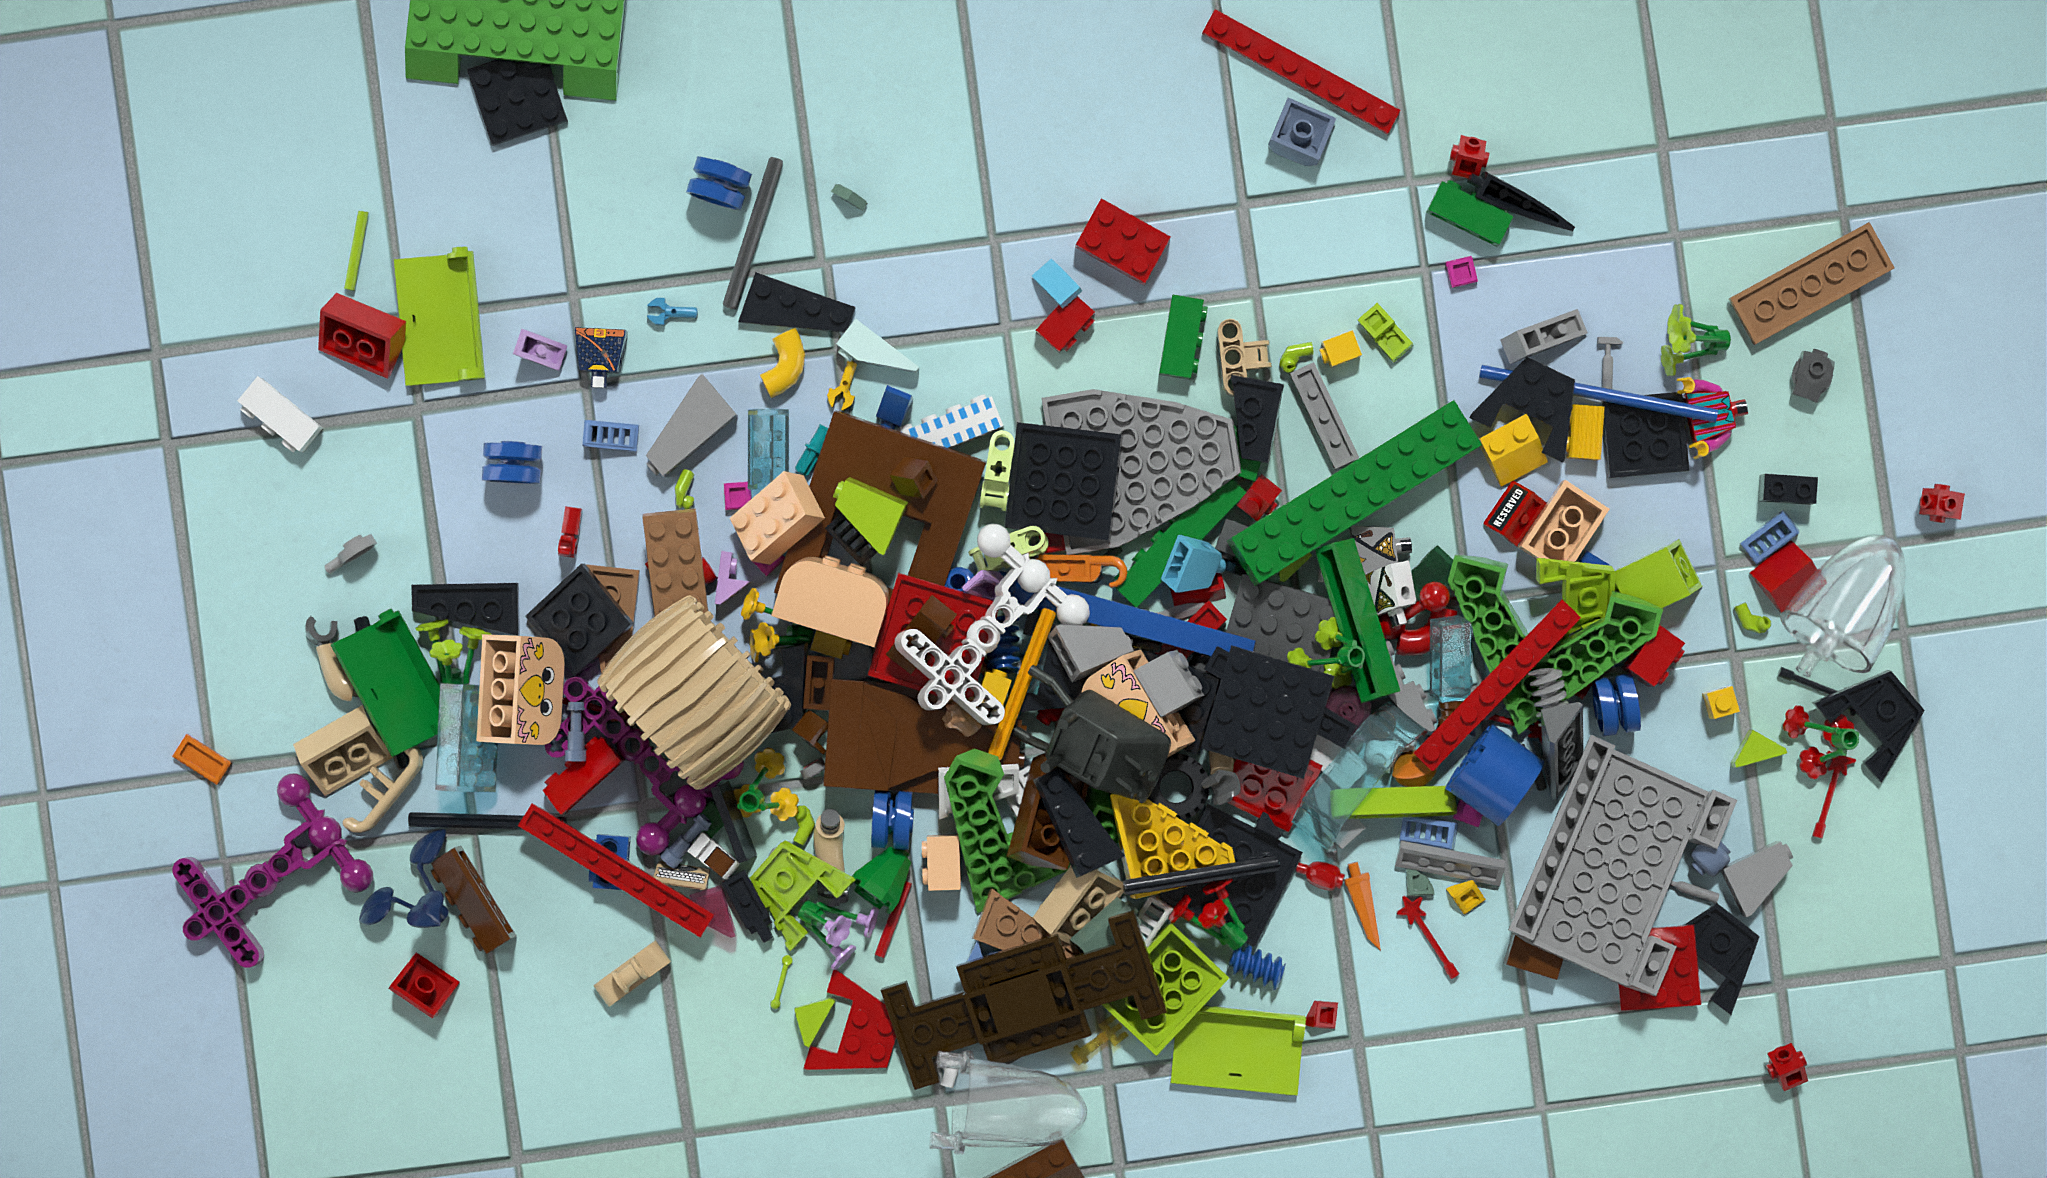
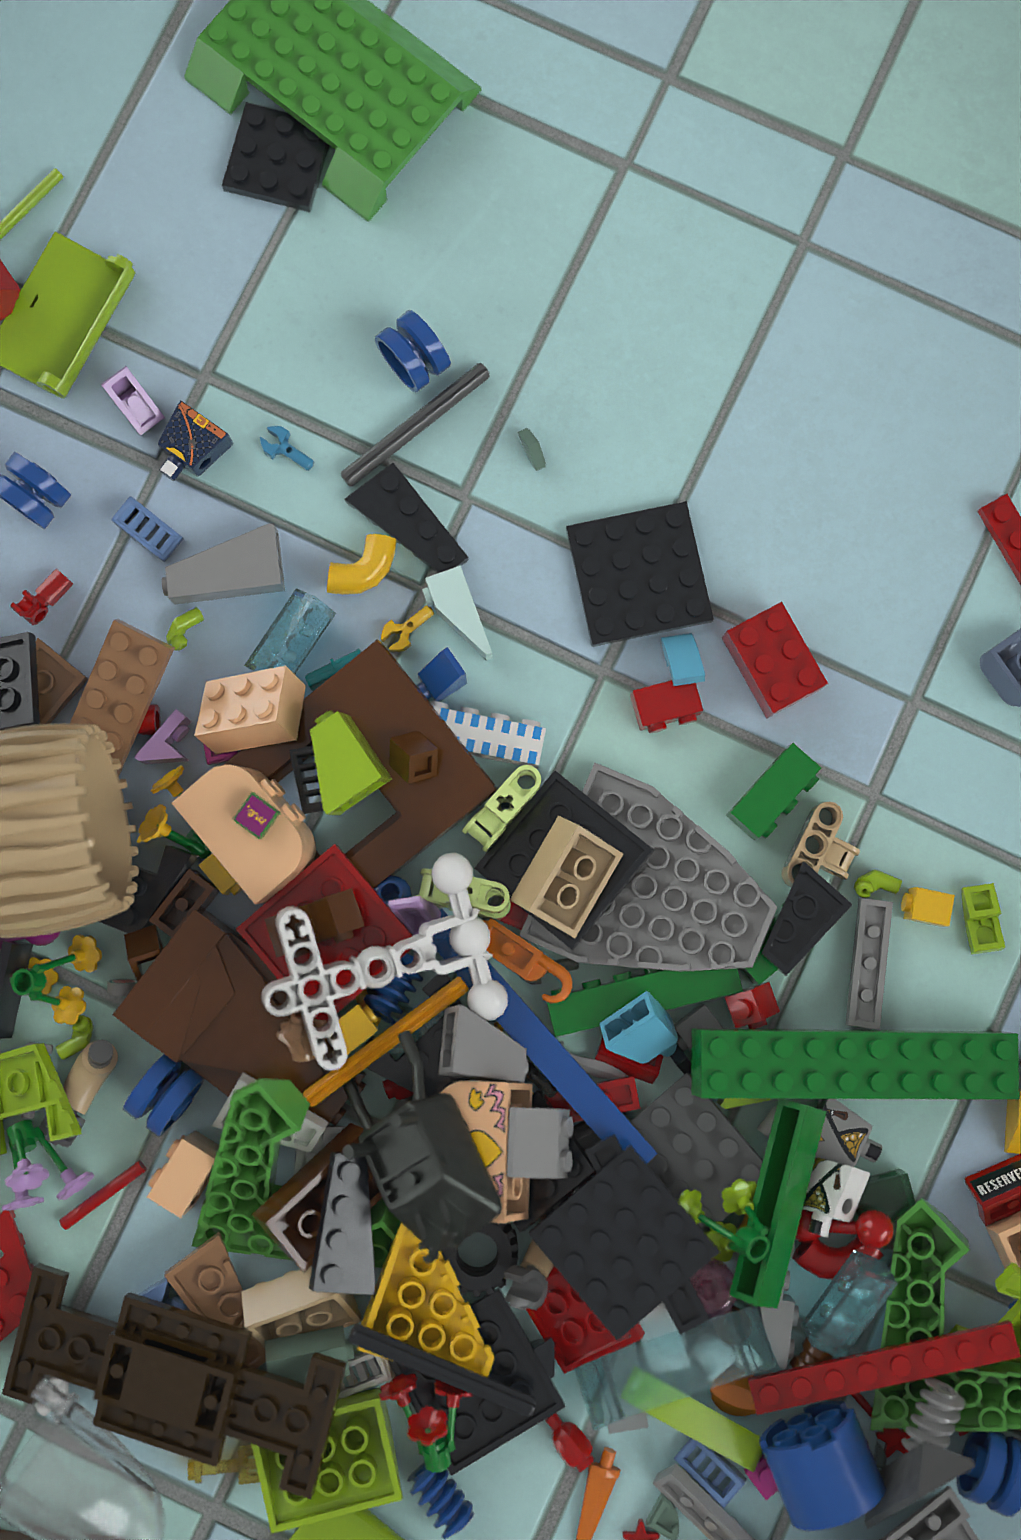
camera: 30 degrees right, 5 degrees down
(736, 495) = (230, 664): dark pink tile -> none
(837, 586) = (256, 815): none -> magenta tile
(883, 878) = (116, 1149): green cone -> none
(986, 239) = (639, 574): none -> black plate
(1073, 492) = (566, 876): none -> tan slope

